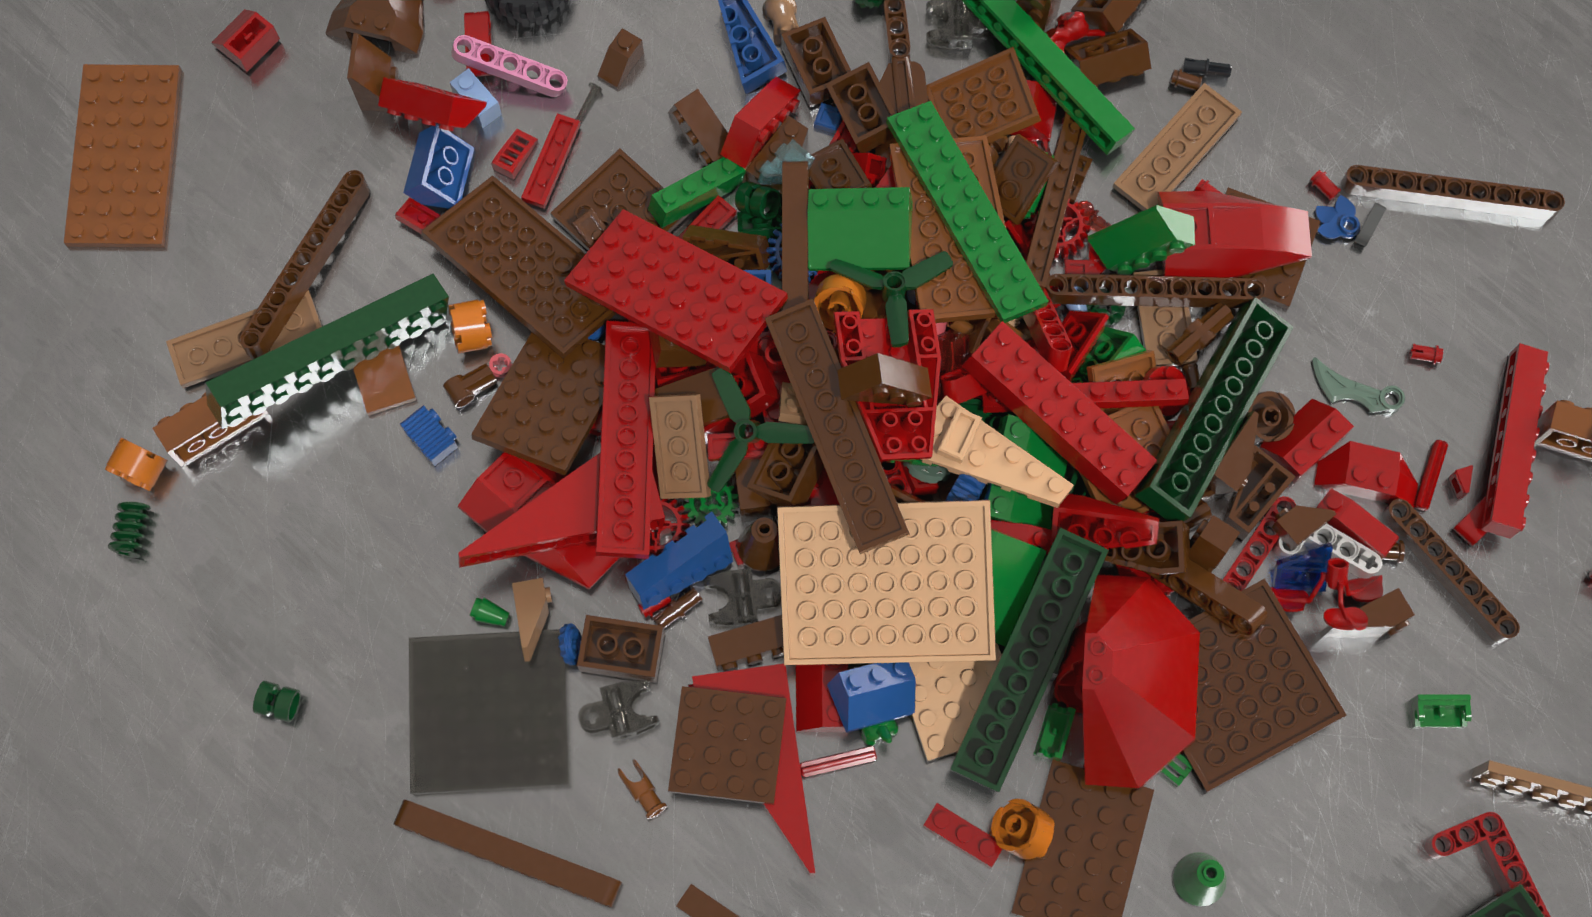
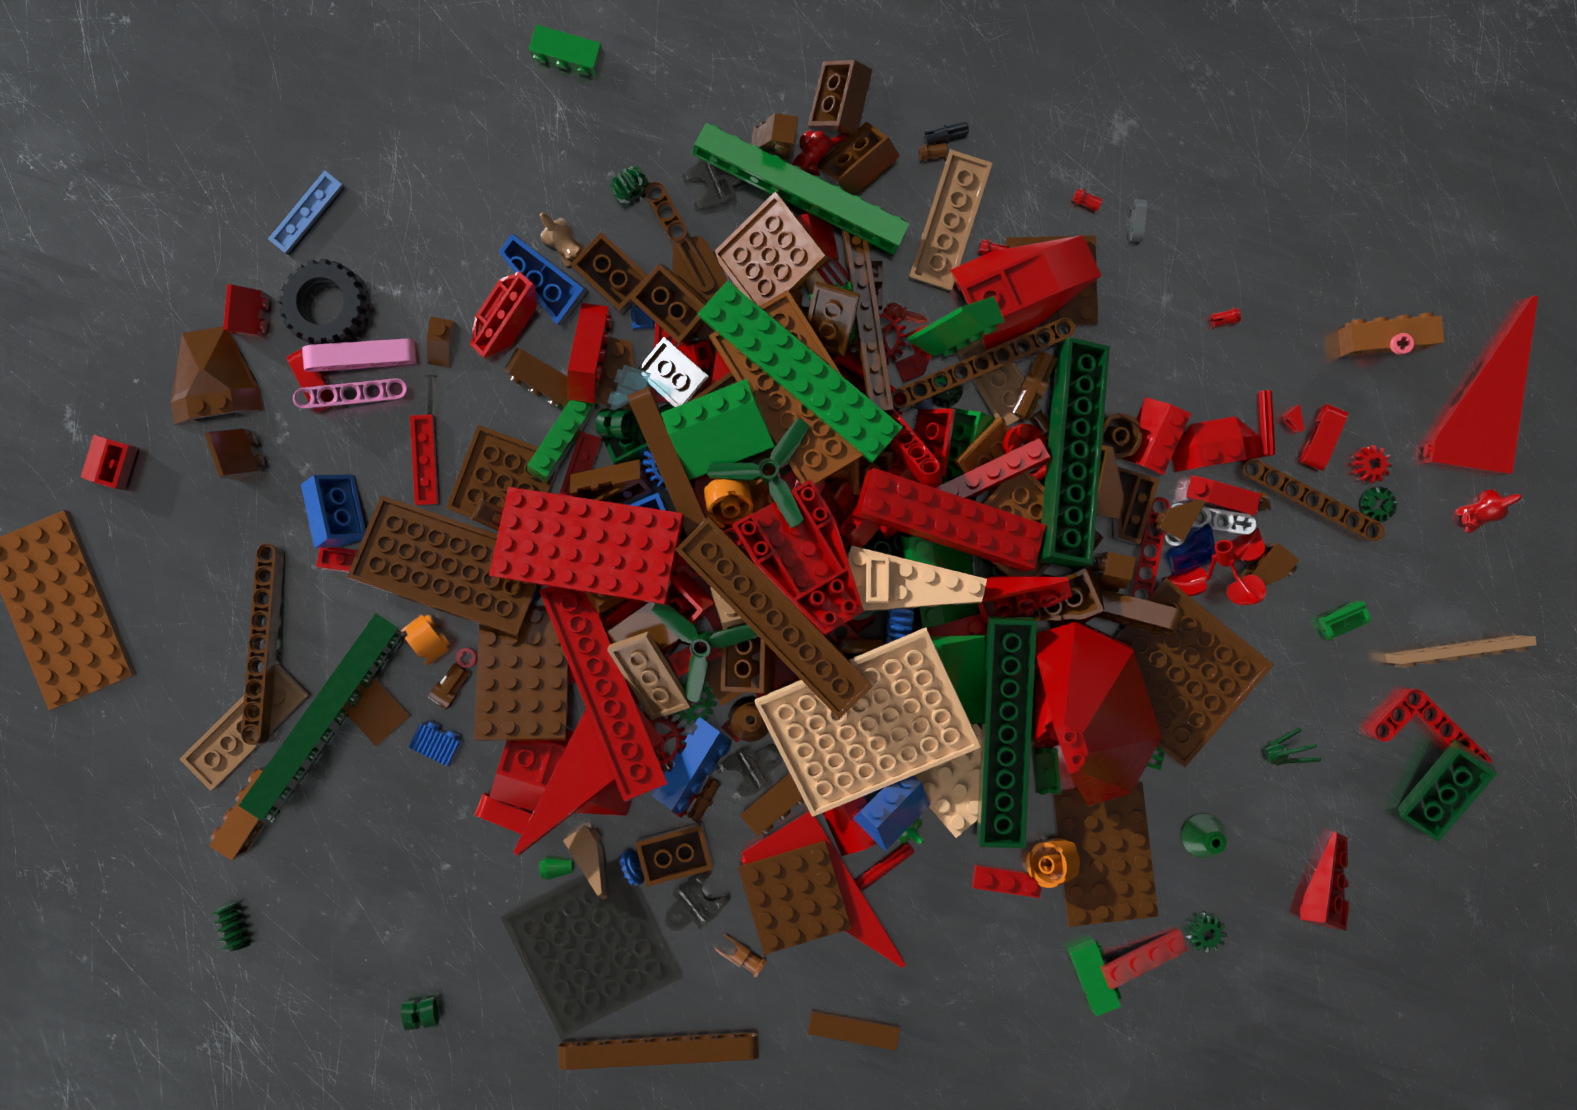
camera: 20 degrees left, 15 degrees up
(135, 464) = (208, 874): orange brick -> none
(429, 104) = (299, 459): red slope -> none
(460, 531) = (503, 814): none -> red beam
(469, 85) = (333, 432): light blue brick -> none
(512, 170) = (396, 483): red slope -> none
(536, 37) = (359, 355): none -> bright pink beam
(695, 56) = (503, 314): none -> red wedge
(884, 381) = (801, 569): reddish brown wedge -> none
(1316, 821) = (1277, 754): none -> dark green plant
(1336, 217) = (1106, 225): blue plate -> none
(1339, 388) = (1165, 377): sand green piece -> none
(1463, 189) = (1207, 159): reddish brown beam -> none
(1515, 441) = (1327, 368): red brick -> none
(1532, 570) = (1380, 460): none -> red gear
(1533, 614) = (1369, 501): none -> dark green gear

